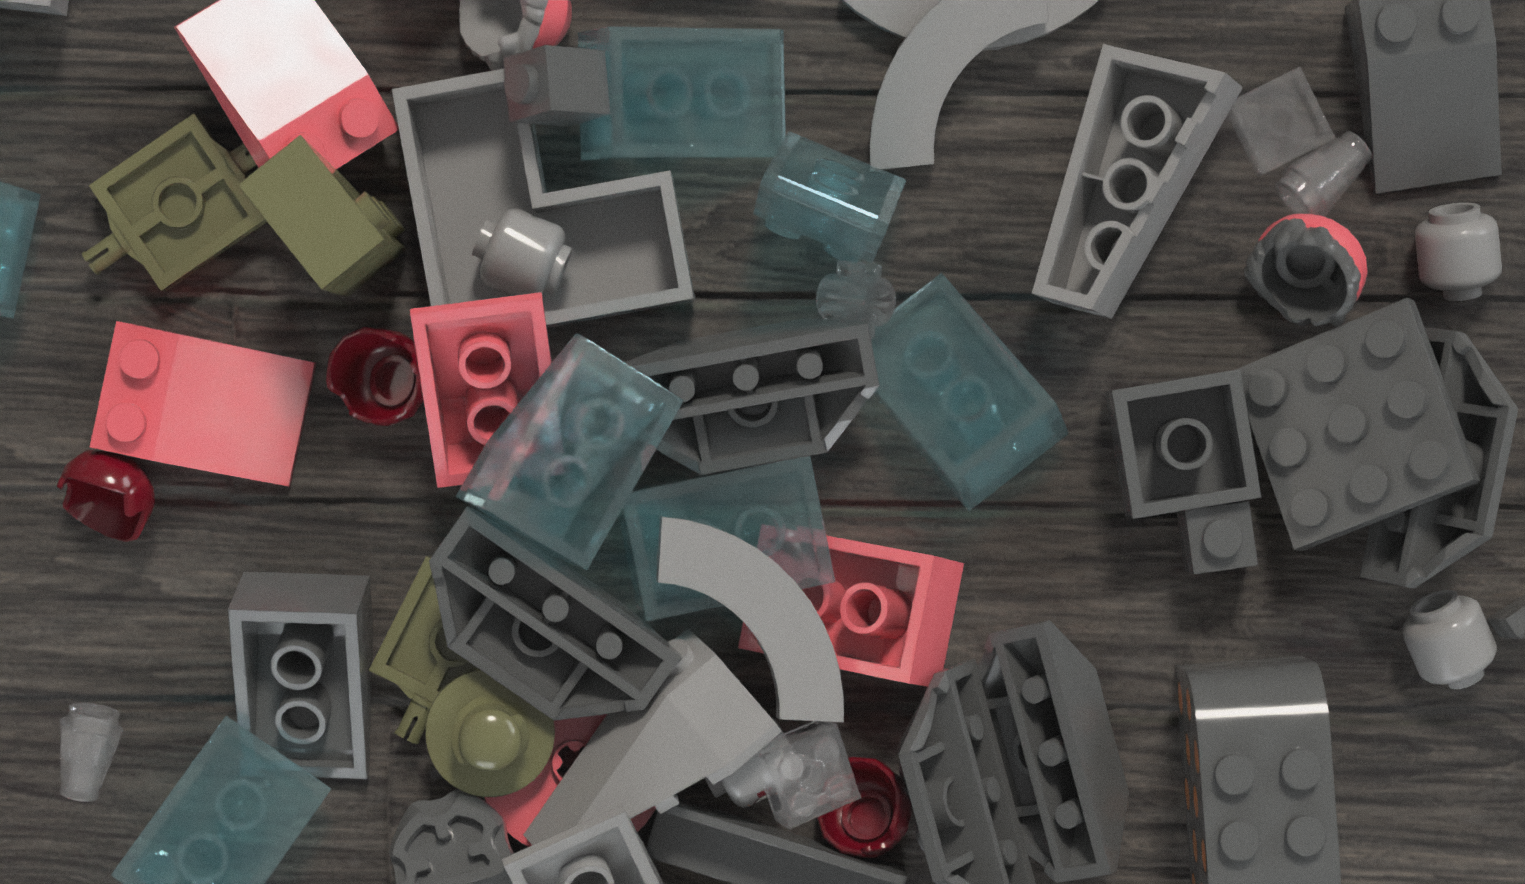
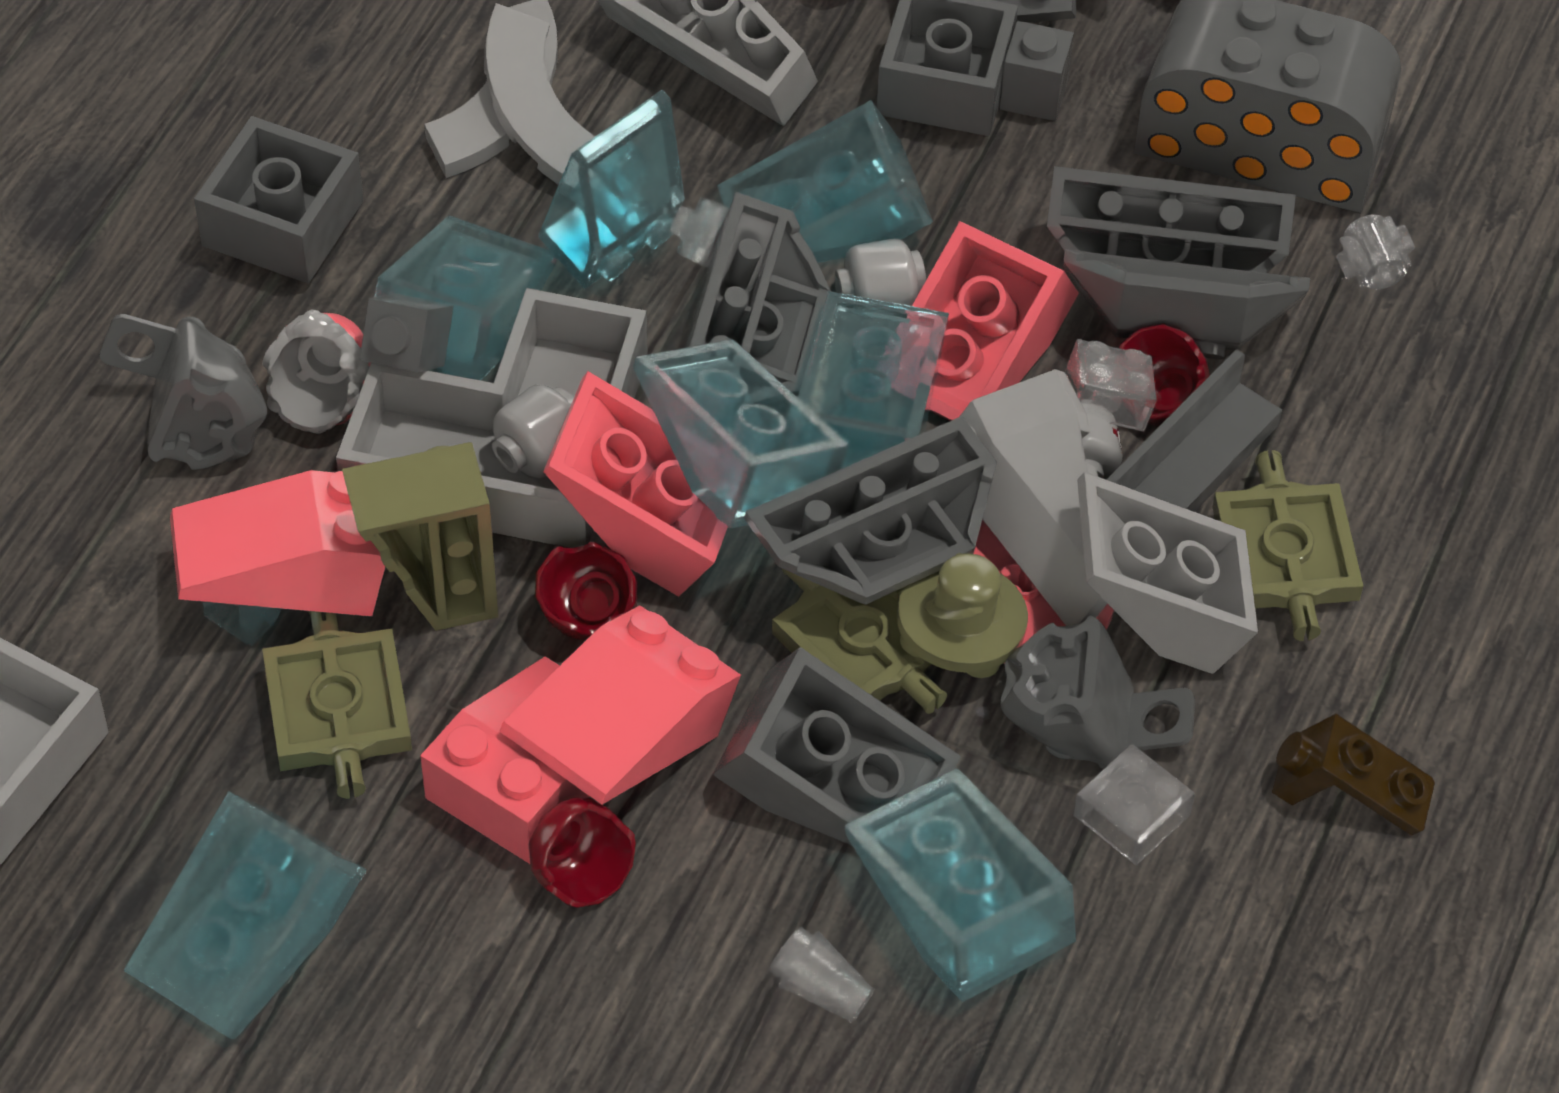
camera: 70 degrees left, 35 degrees down
(247, 472) = (624, 705): none -> coral slope
(770, 606) = (913, 357): light grey tile -> none
(870, 491) = (882, 272): none -> light grey head

